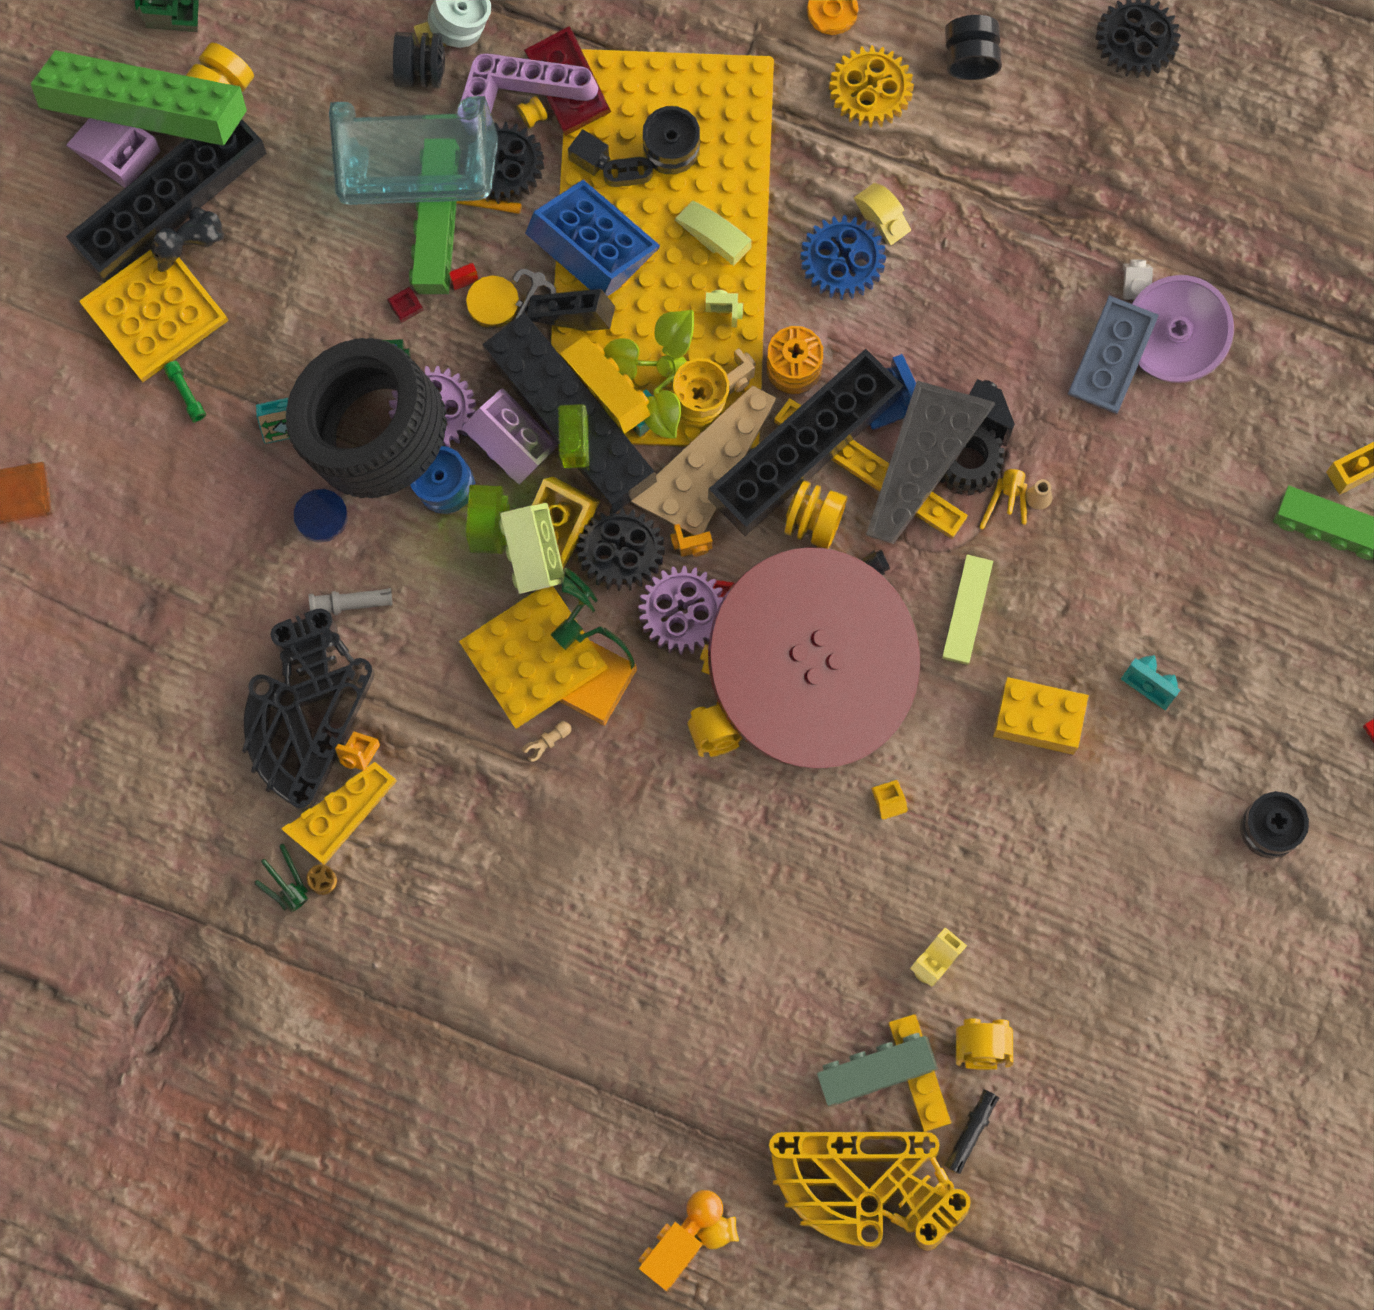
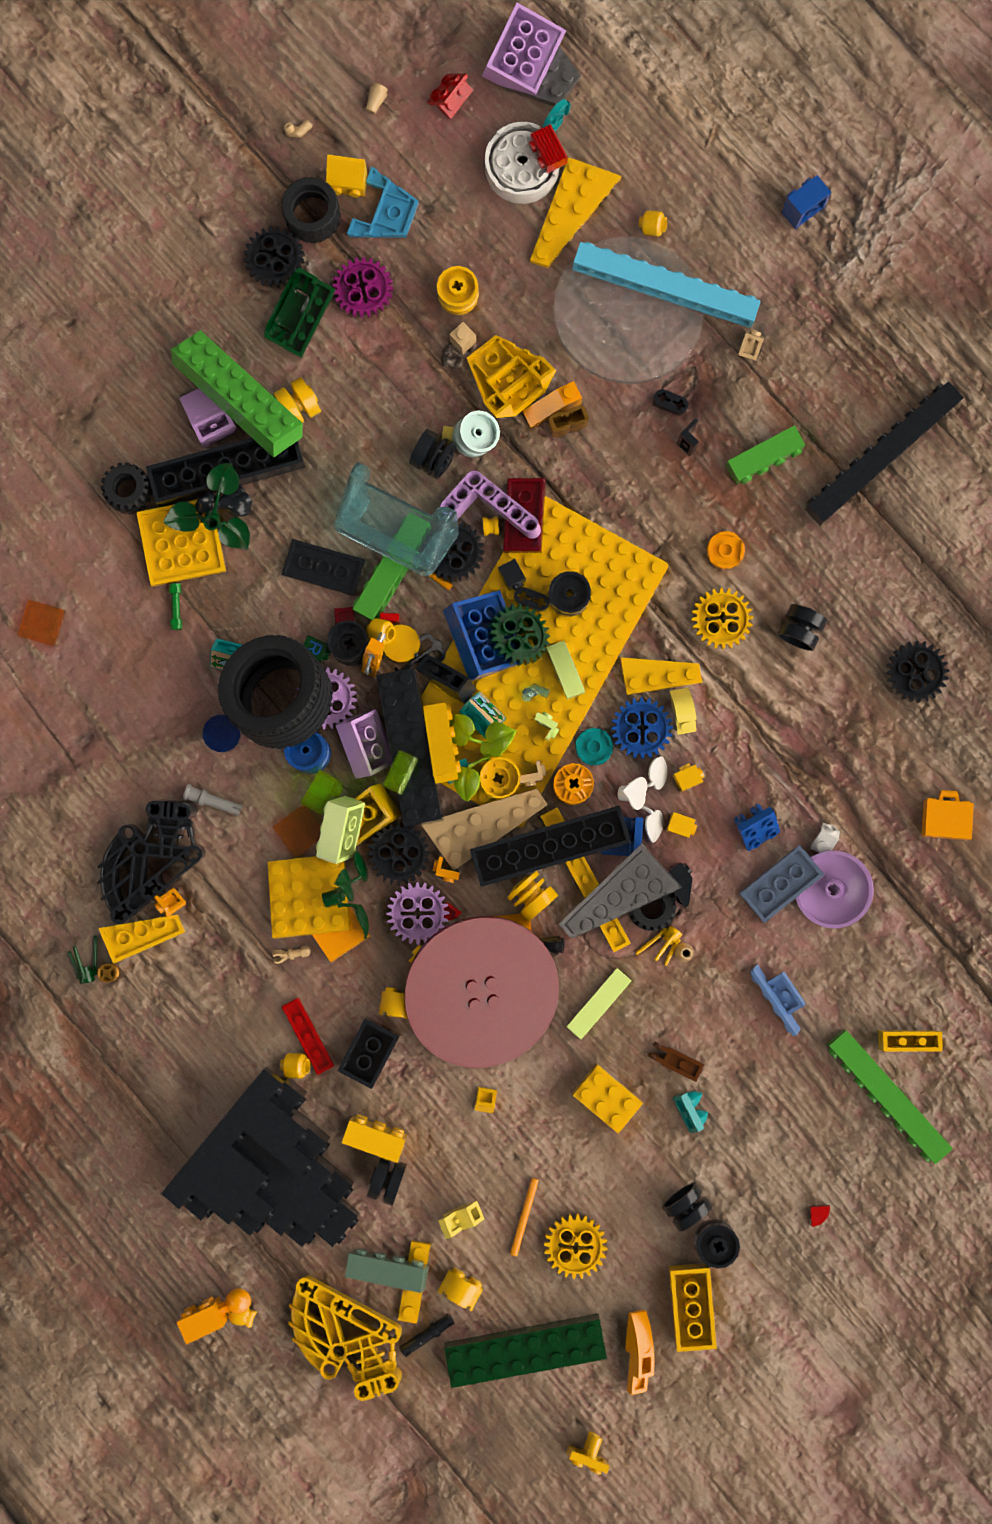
camera: 30 degrees right, 10 degrees up
(40, 262) = (116, 477): none -> black tyre
(145, 275) = (184, 518): none -> dark green plant
(348, 258) = (323, 567): none -> black tile
(424, 313) = (346, 633): none -> black wheel
(460, 294) = (377, 626): none -> yellow head
(467, 325) = (373, 655): none -> light orange piece
(479, 585) = (298, 830): none -> clear orange tile
(621, 832) = (308, 1036): none -> red tile
(624, 874) = (295, 1065): none -> yellow head
(634, 215) = (524, 651): none -> dark green gear
(638, 329) = (481, 712): none -> panel
(655, 1013) = (267, 1169): none -> black panel
(687, 274) = (534, 690): none -> clear light blue arm
(710, 808) = (369, 1052): none -> black brick
(774, 908) = (375, 1137): none -> yellow brick
(796, 306) = (594, 746): none -> teal tile
(812, 954) = (386, 1180): none -> black wheel
(826, 190) = (655, 675): none -> yellow wing
(878, 313) = (636, 792): none -> white plant
(930, 287) = (688, 777): none -> yellow brick
(953, 346) = (681, 825): none -> yellow brick
(1016, 920) = (524, 1216): none -> light orange bar
(1048, 302) = (758, 828): none -> blue plate
(1103, 630) = (678, 1062): none -> reddish brown hinge
(1108, 1084) = (525, 1350): none -> dark green brick
(1110, 943) = (574, 1263): none -> yellow gear
(1188, 486) = (781, 995): none -> medium blue bracket
(1216, 796) = (687, 1206): none -> black wheel
(1249, 999) = (641, 1349): none -> light orange slope
(1261, 1172) = (588, 1455): none -> yellow plate
(1268, 184) = (947, 818): none -> light orange piece
(1287, 918) = (692, 1307): none -> yellow brick

